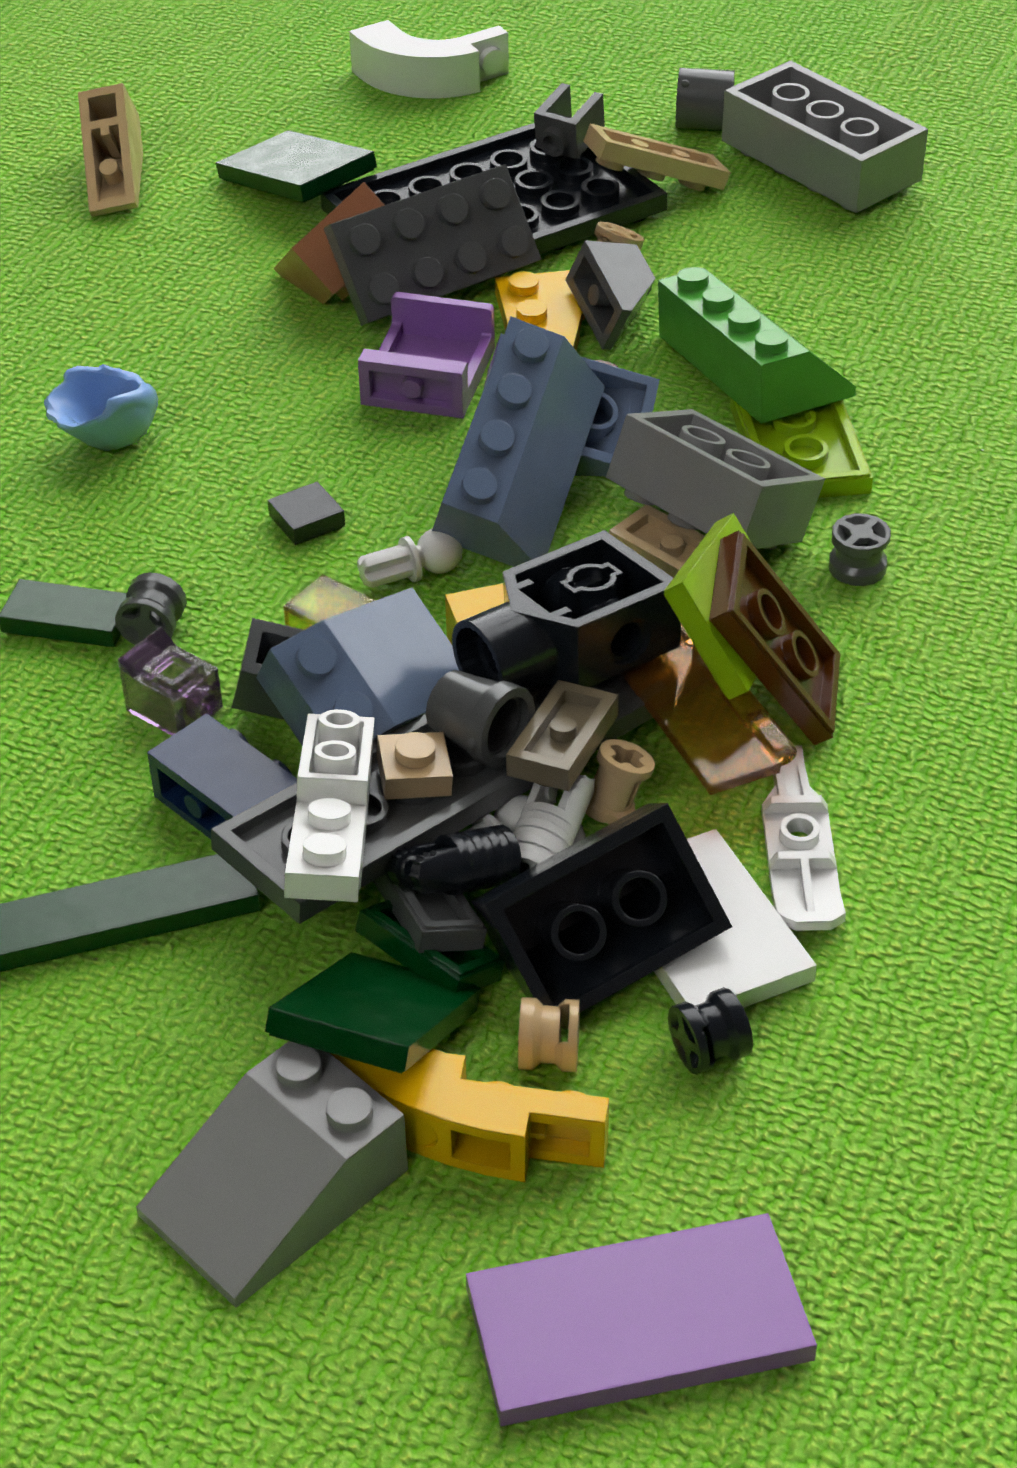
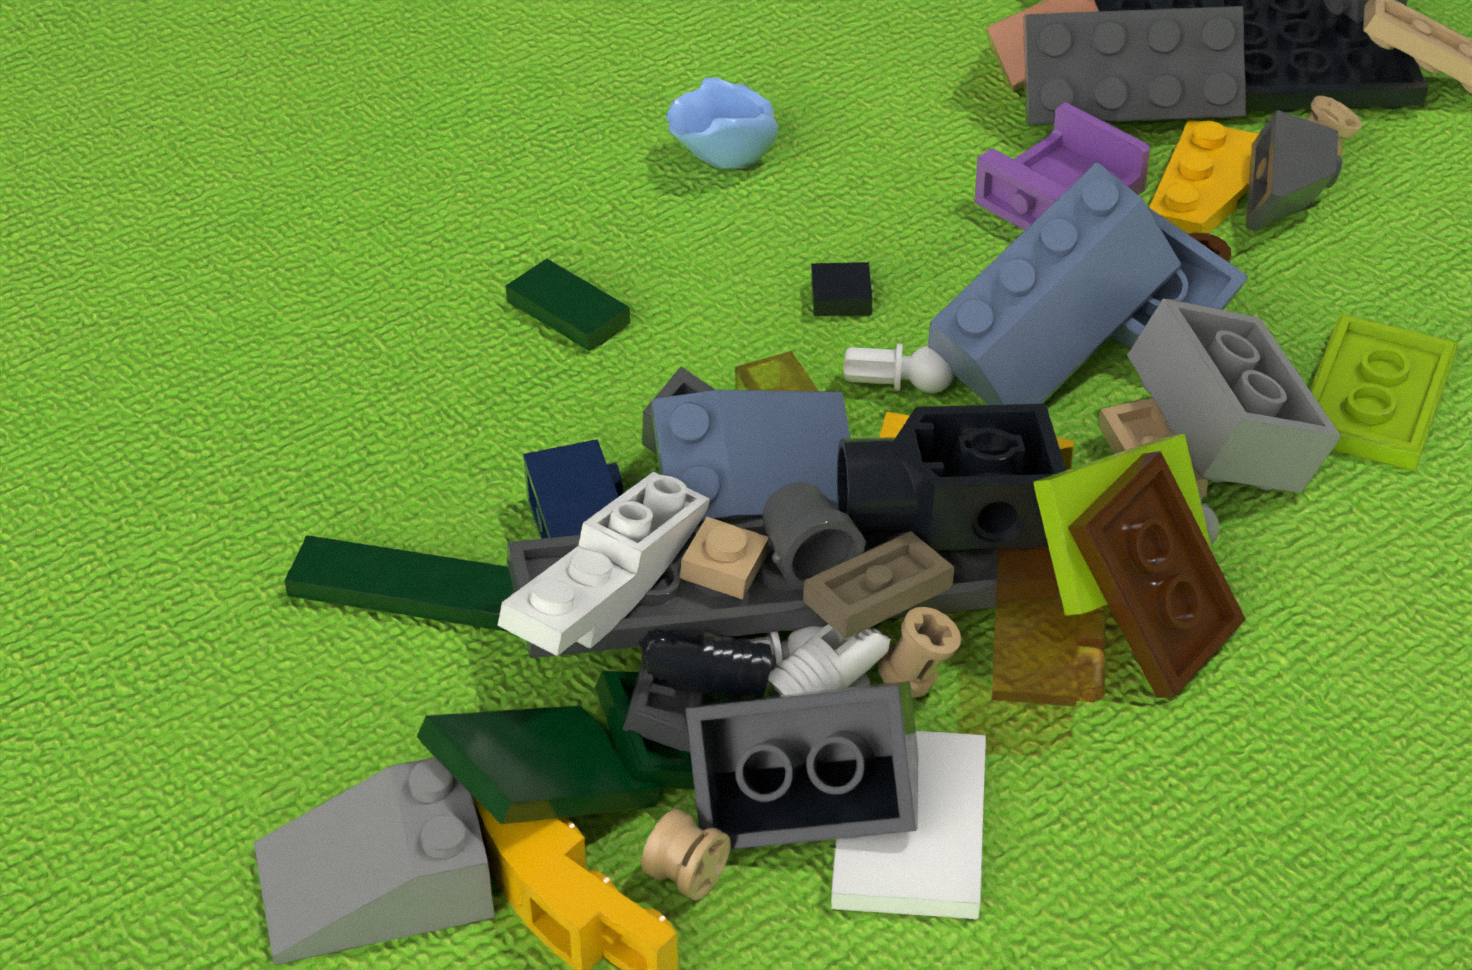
camera: 30 degrees right, 0 degrees up
(150, 603) = (632, 328): dark grey wheel -> none
(168, 683) = (608, 417): window -> none
(710, 1030) = (837, 917): black wheel -> none
(743, 348) = (1386, 275): bright green slope -> none
(805, 867) = (1053, 809): white piece -> none
(859, 549) = (1344, 522): dark grey wheel -> none

